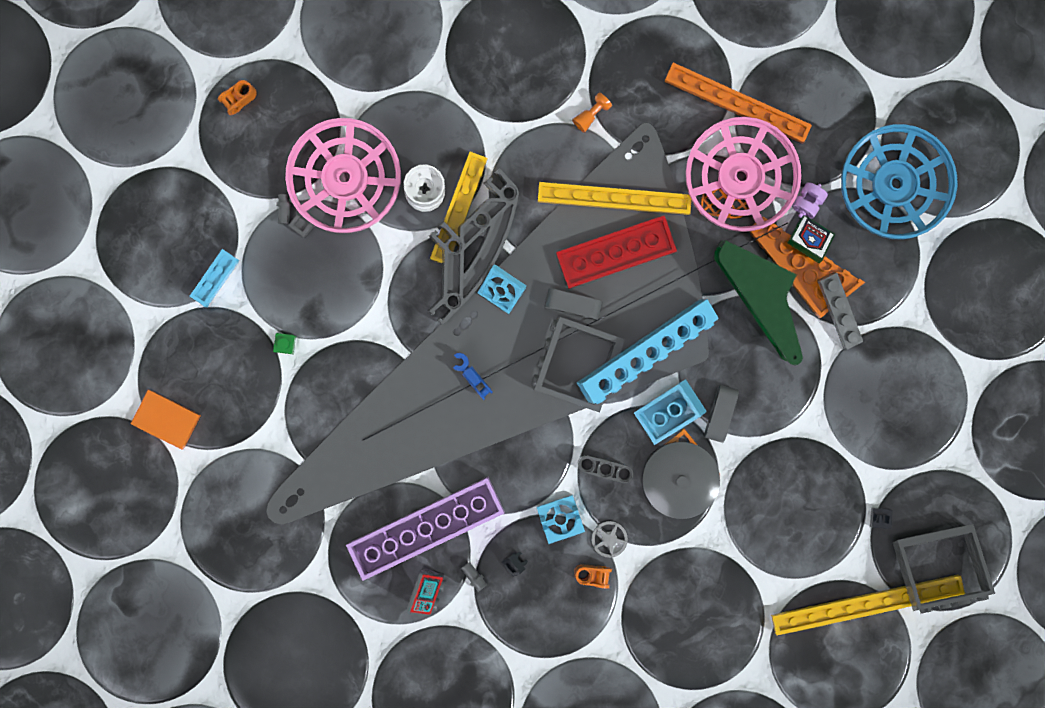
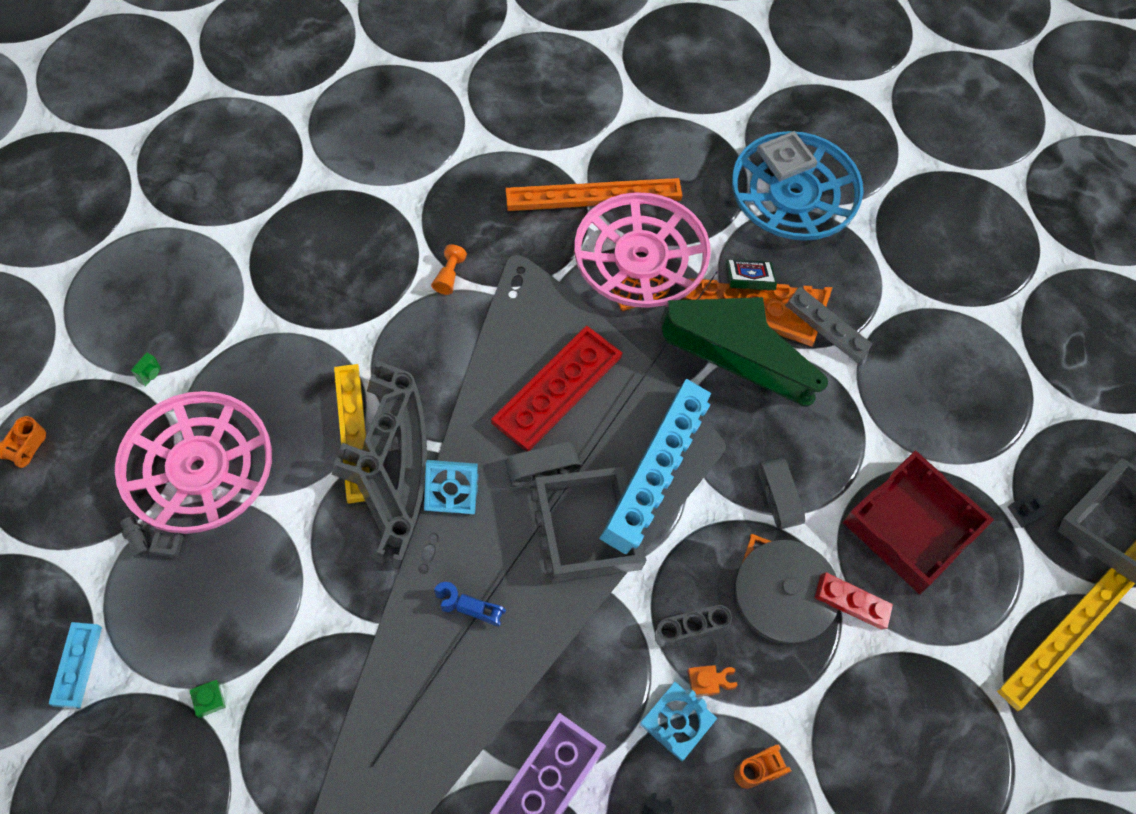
camera: 30 degrees left, 25 degrees down
(341, 83) = (146, 369): none -> green plate
(421, 177) = (300, 425): white wheel -> none
(593, 505) = (706, 680): none -> orange plate
(609, 539) = (752, 712): light grey wheel -> none
(614, 198) = (521, 337): yellow plate -> none
(670, 412) = (724, 522): medium azure slope -> none
(718, 511) = (853, 601): none -> plate
(799, 485) = (917, 522): none -> dark red tile
(811, 197) = (724, 241): lavender wheel -> none
(907, 153) = (786, 156): none -> light grey tile

